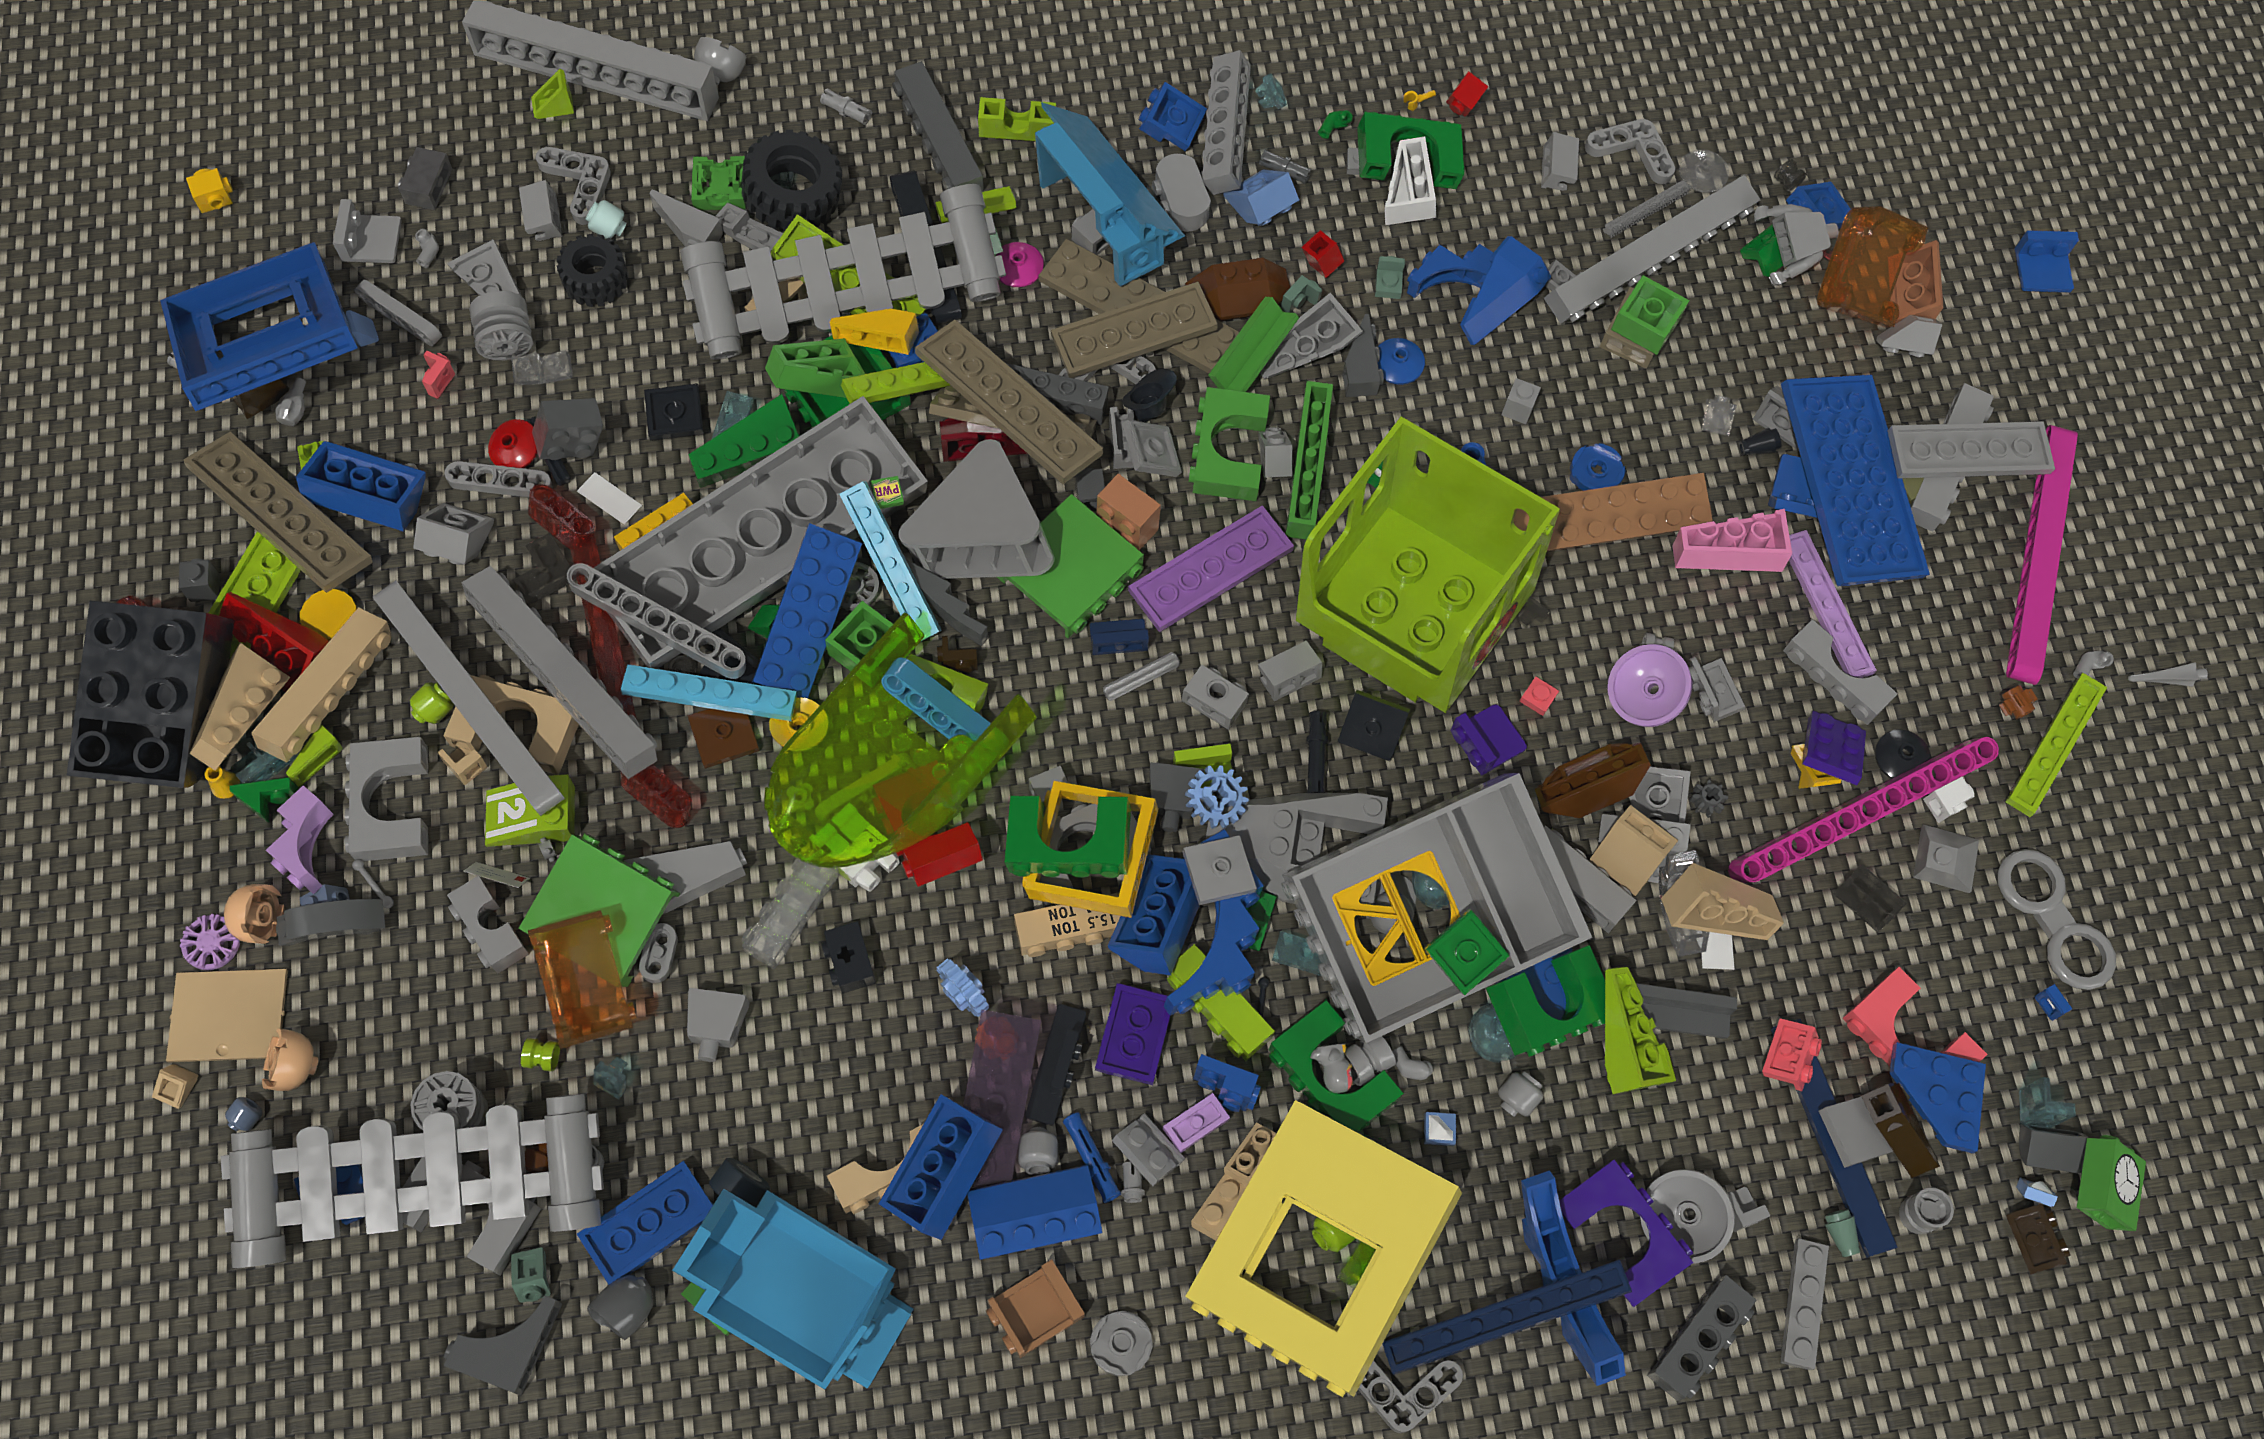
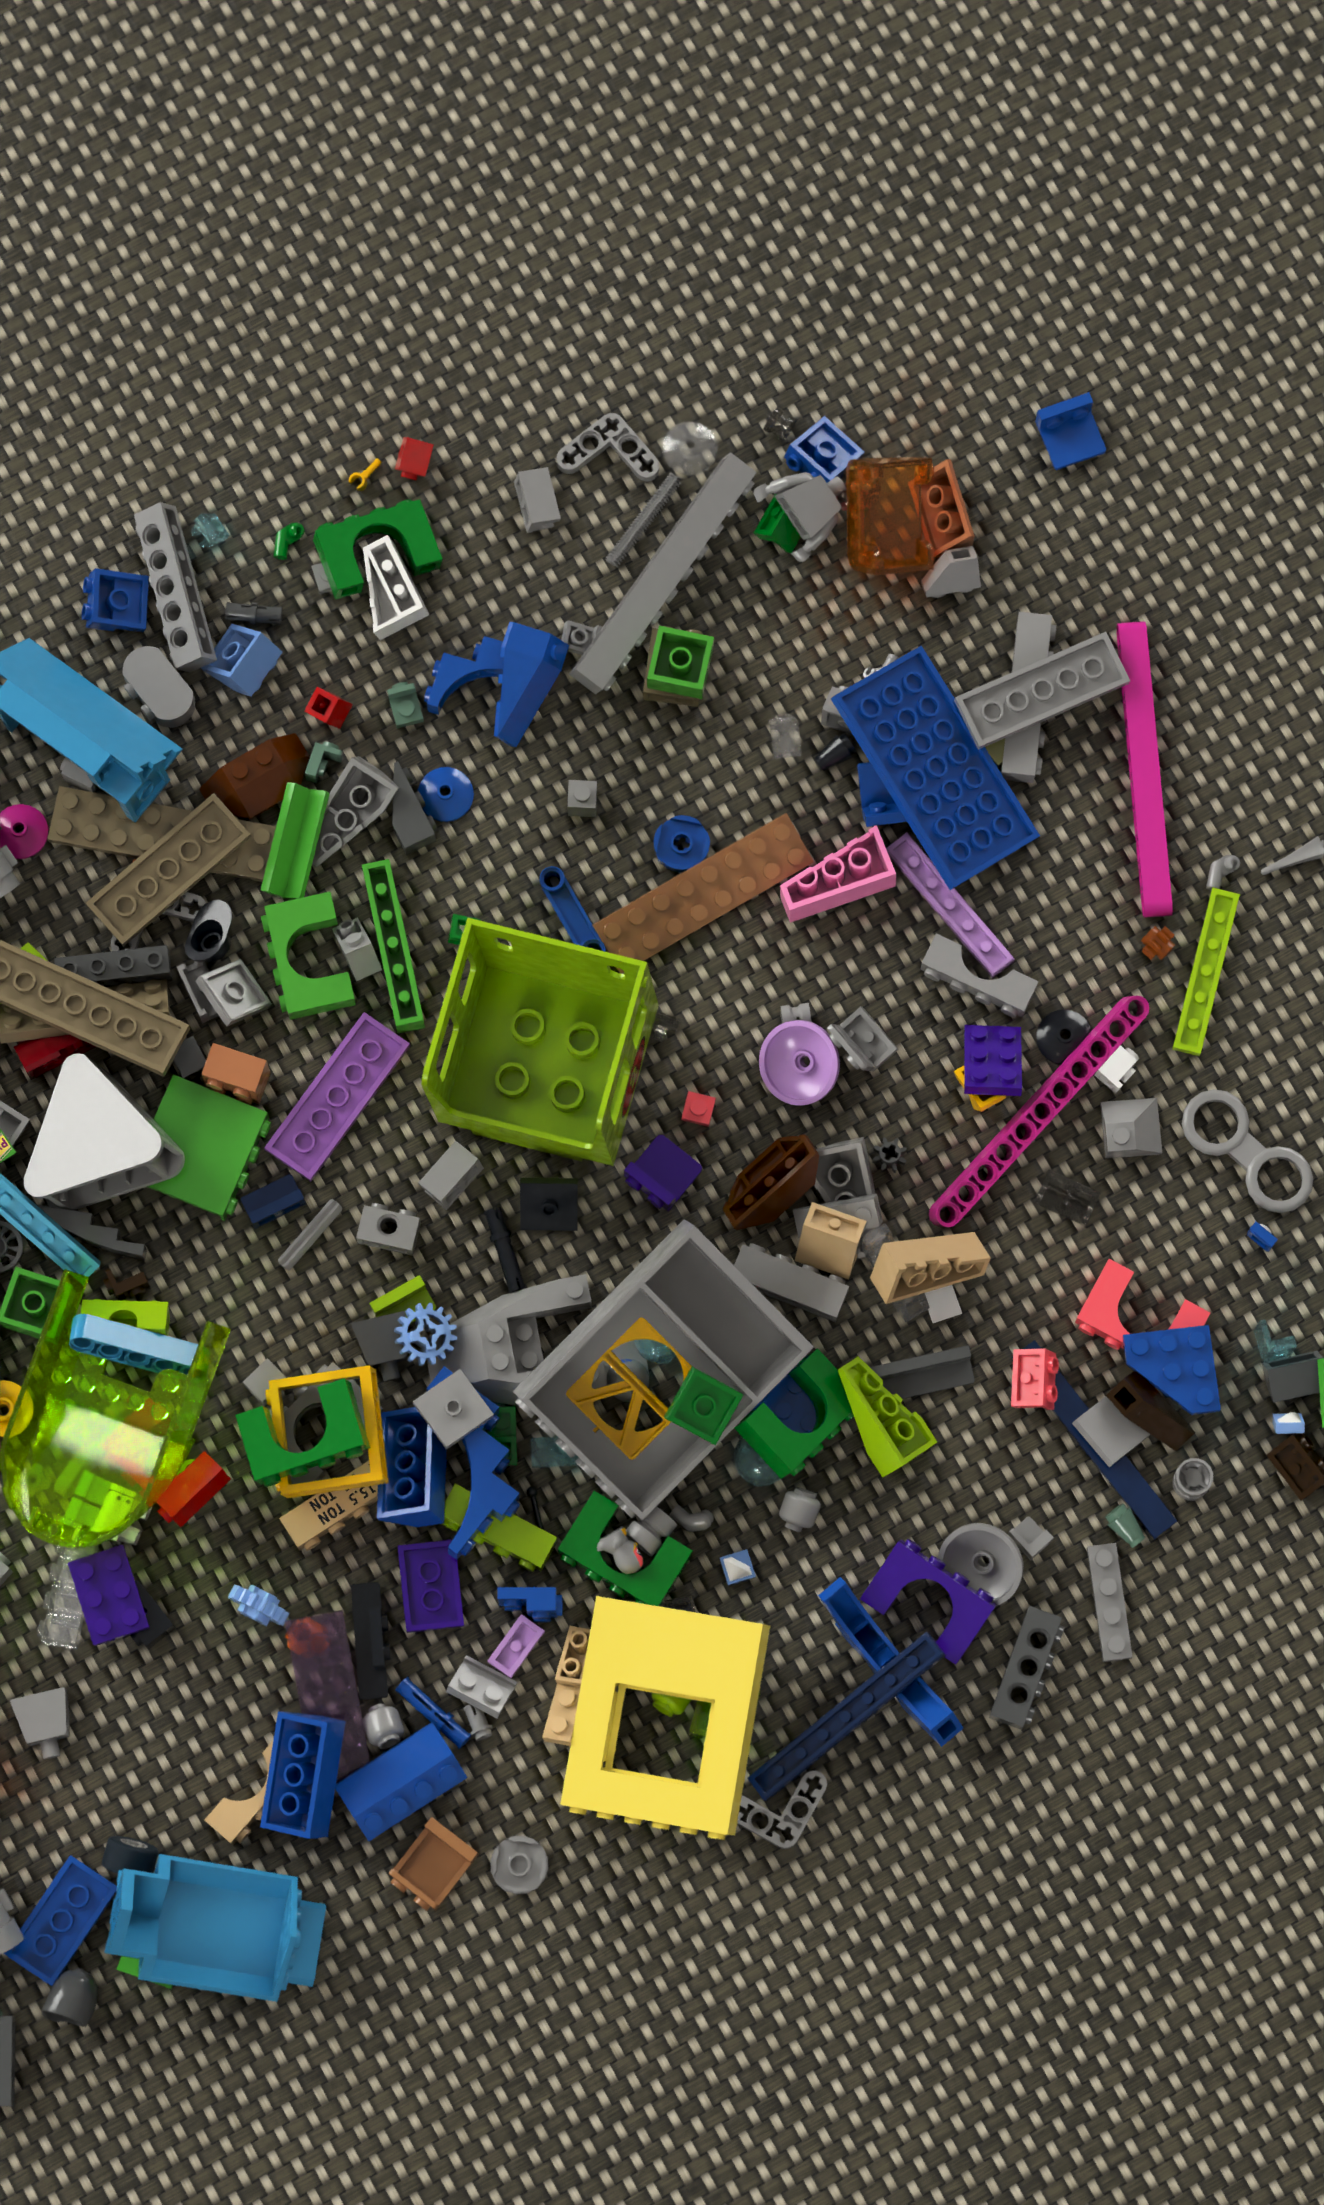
camera: 15 degrees left, 10 degrees up
(823, 924) = (108, 1595): none -> dark purple plate

